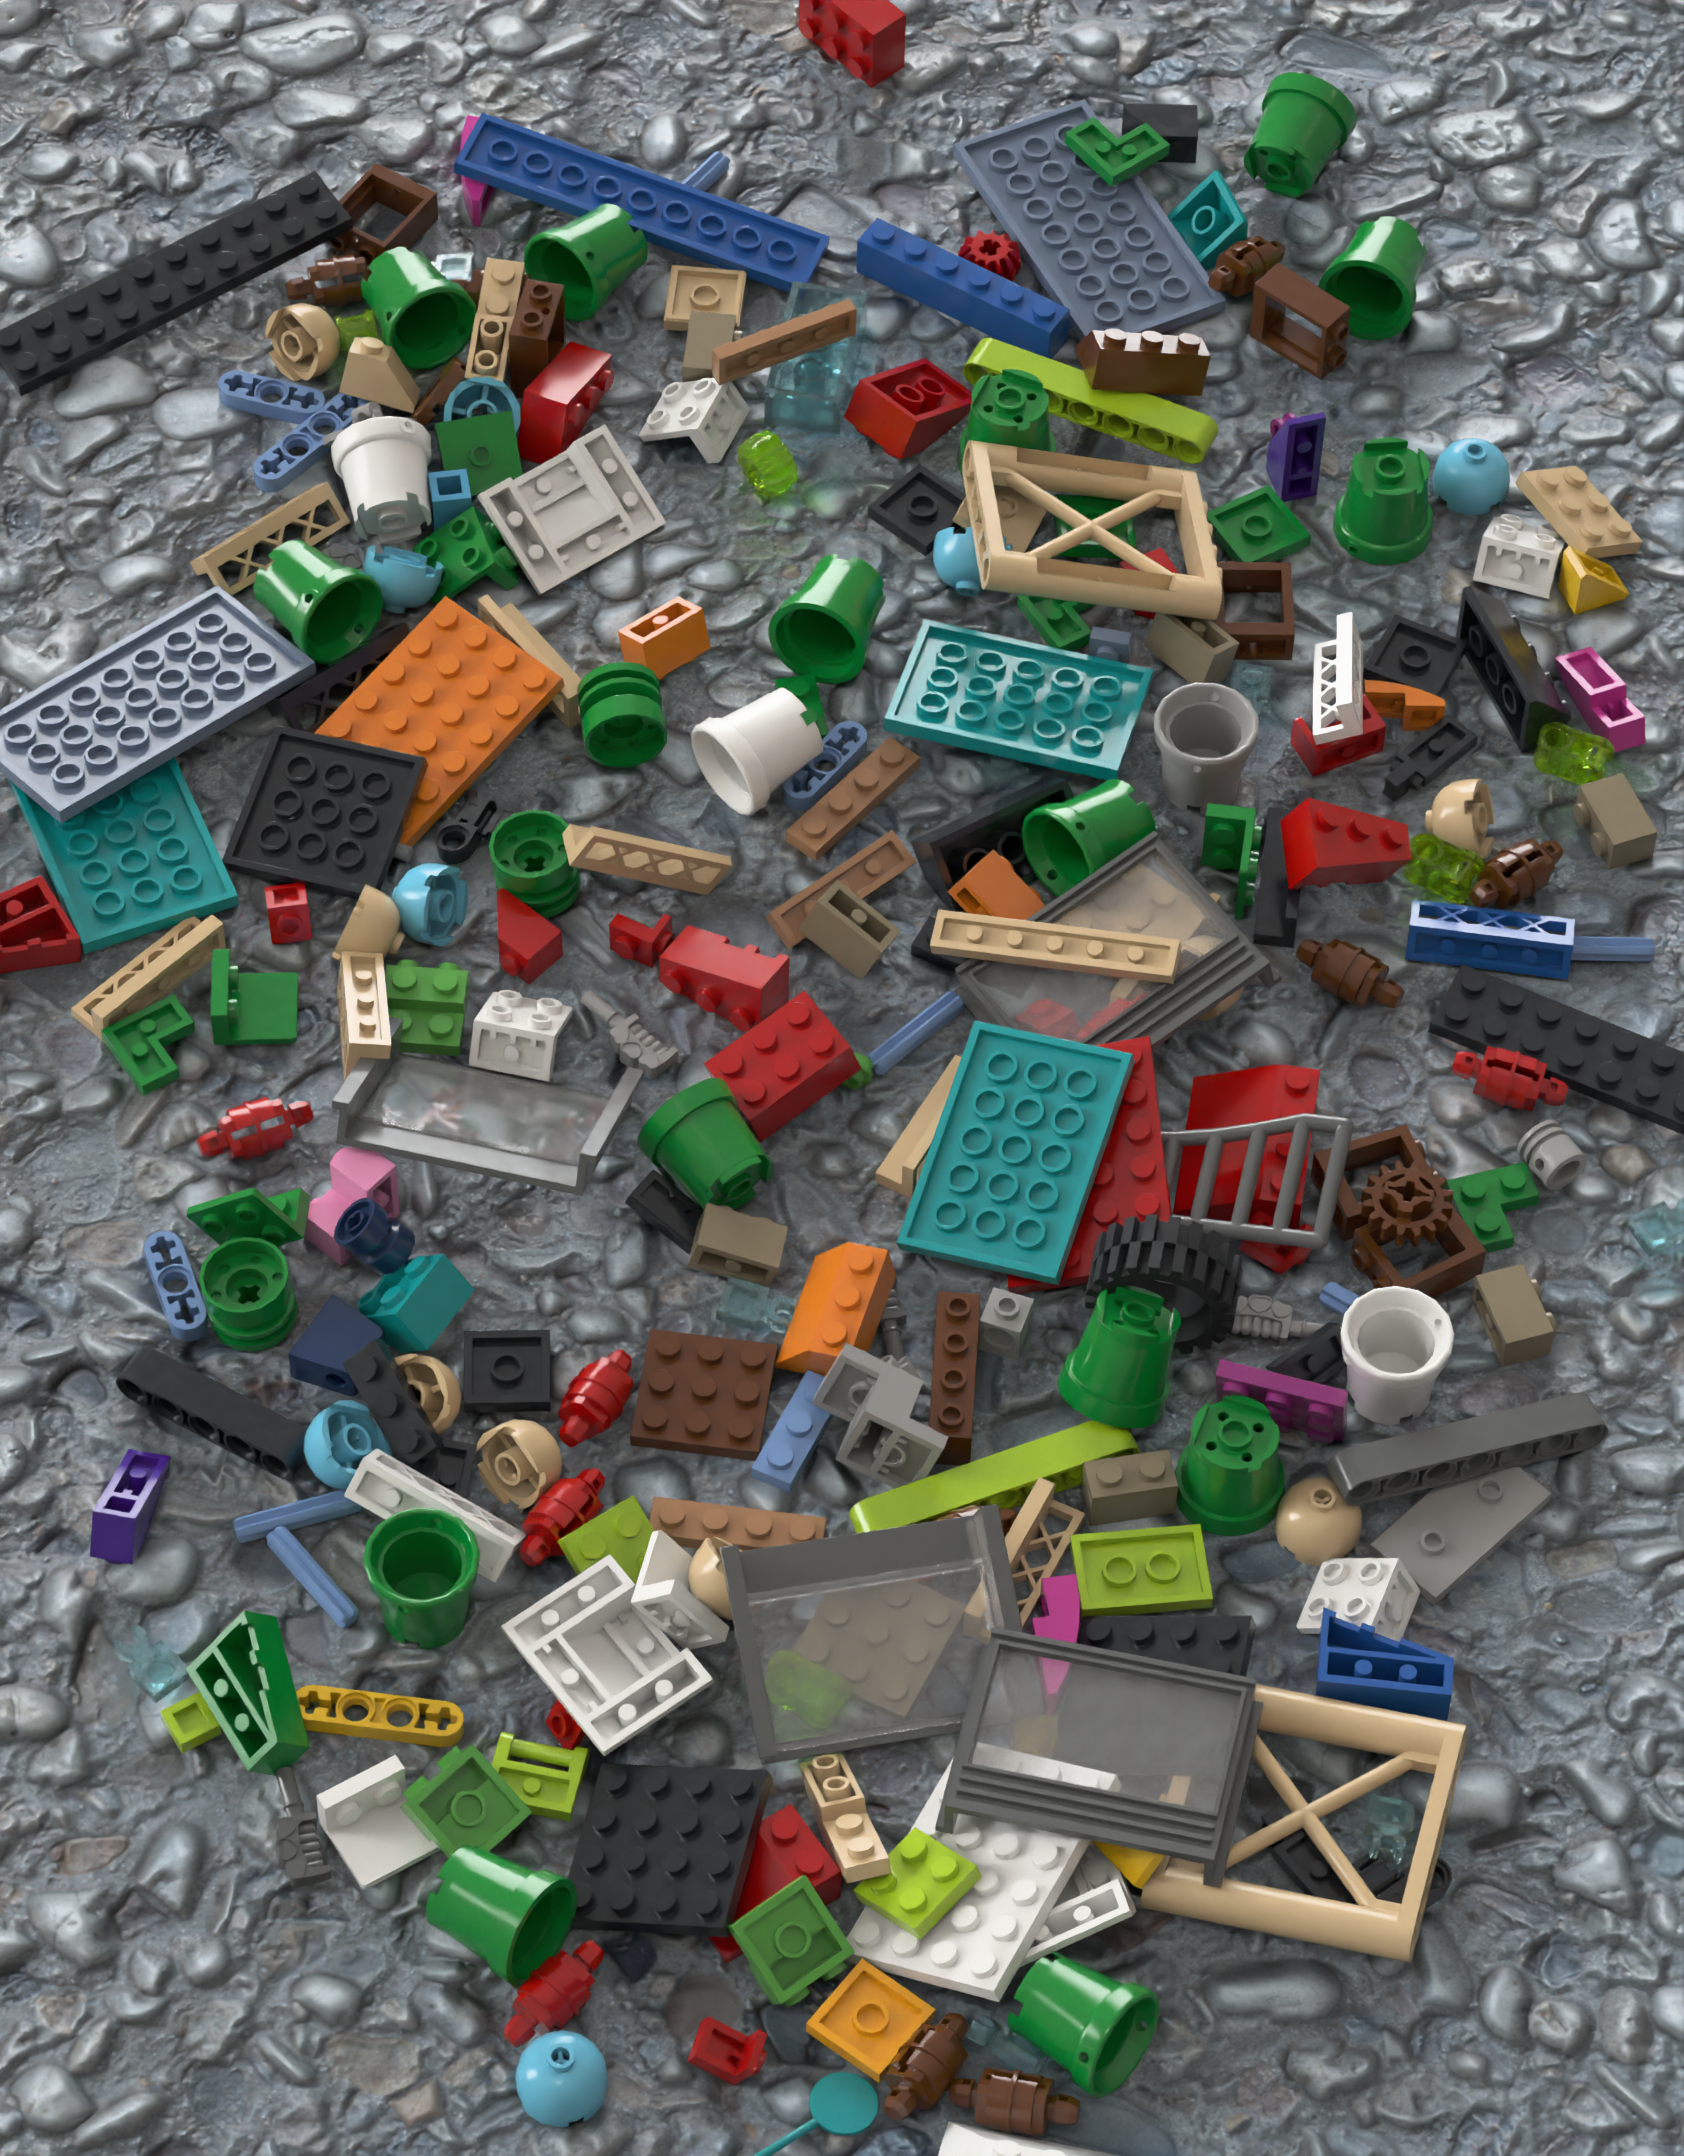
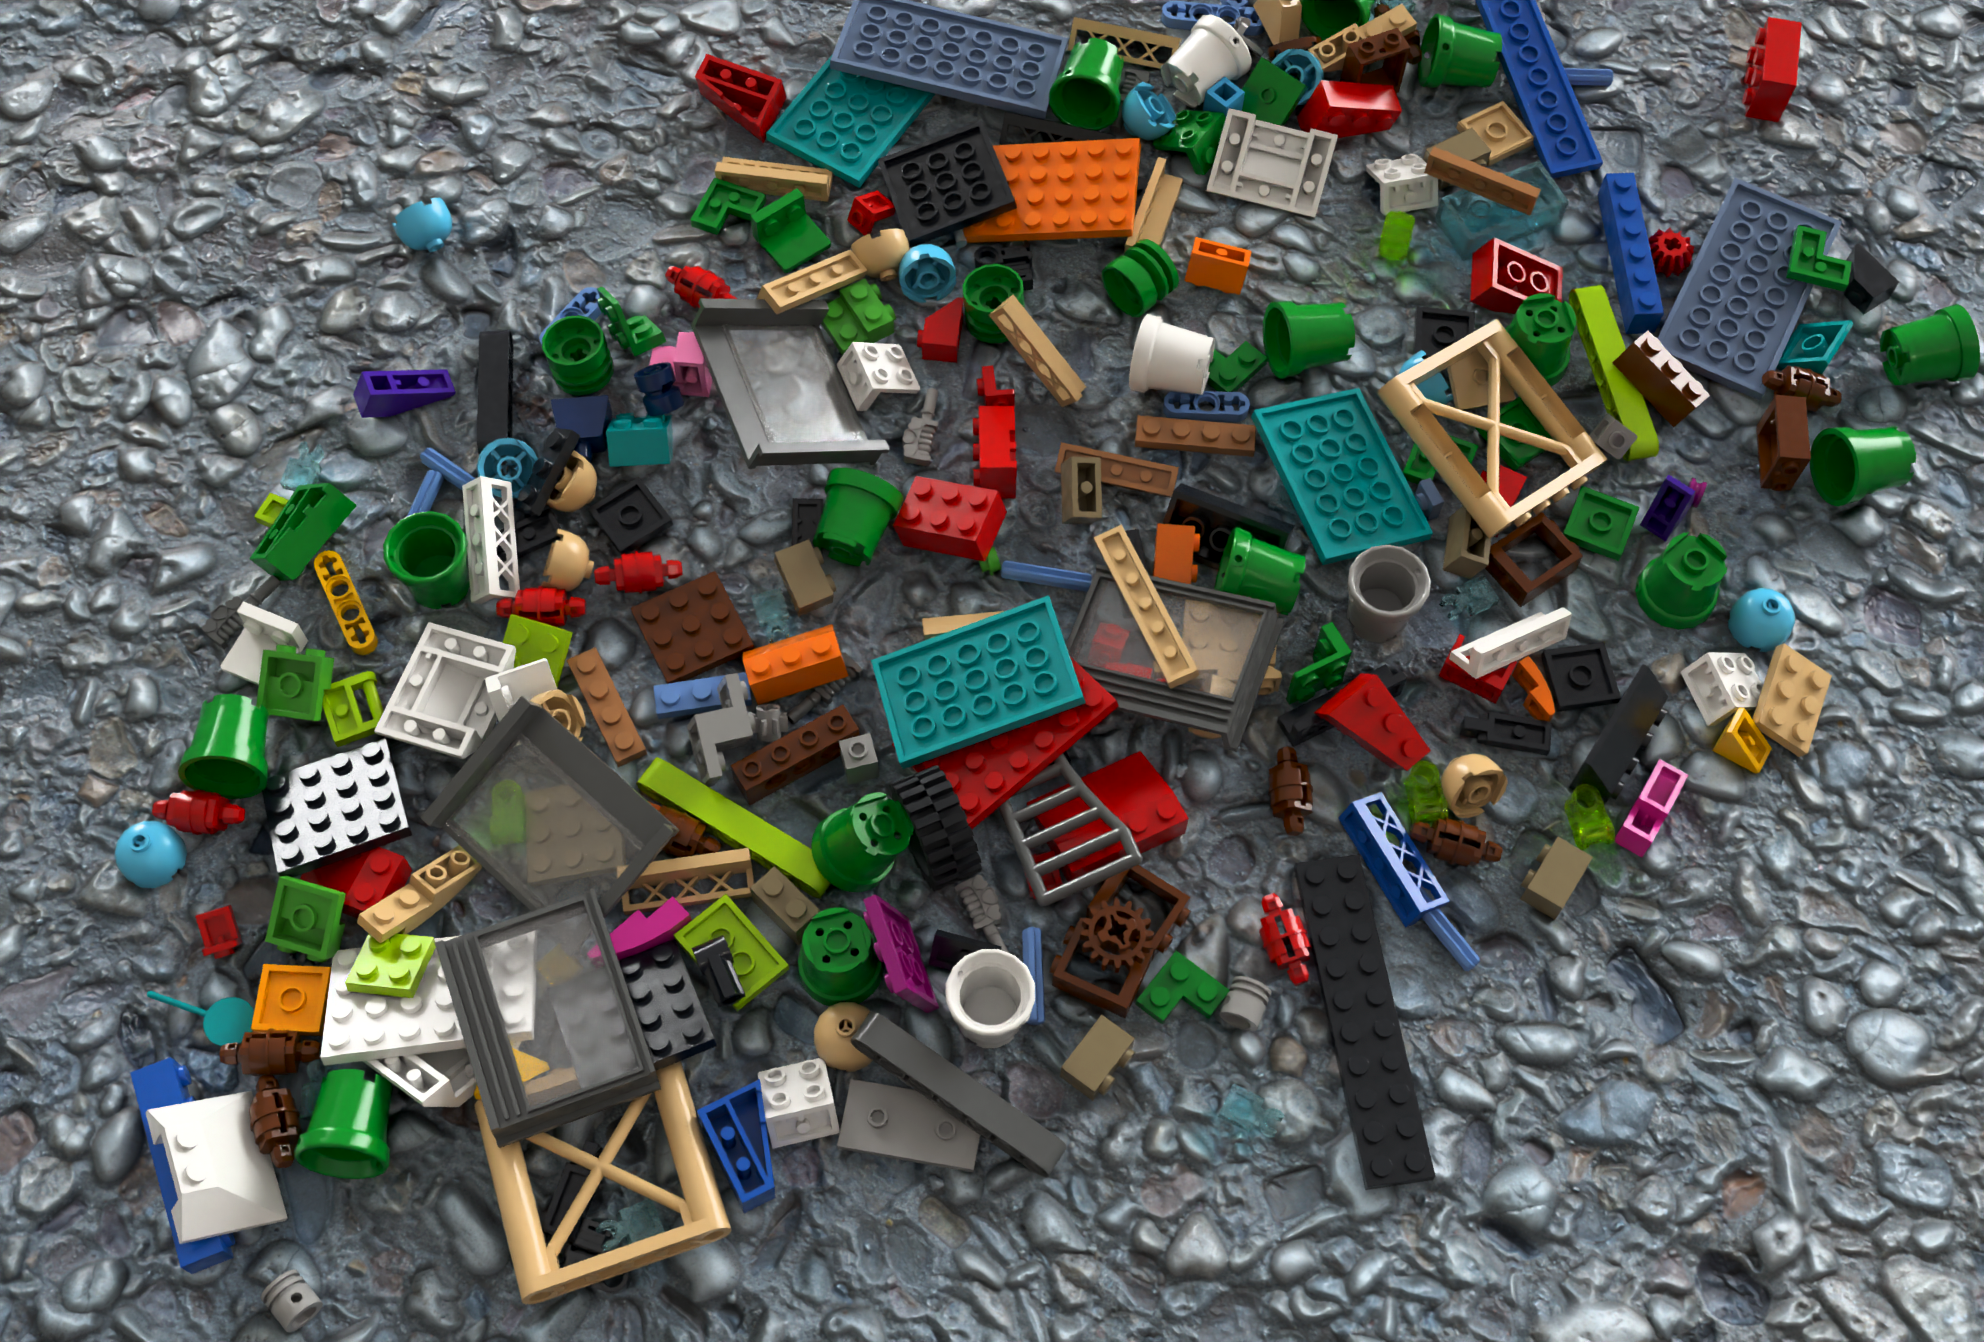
camera: 55 degrees right, 10 degrees up
(1152, 1579) = (717, 965): none -> black piece
(1171, 447) = (1613, 436): none -> light grey bracket

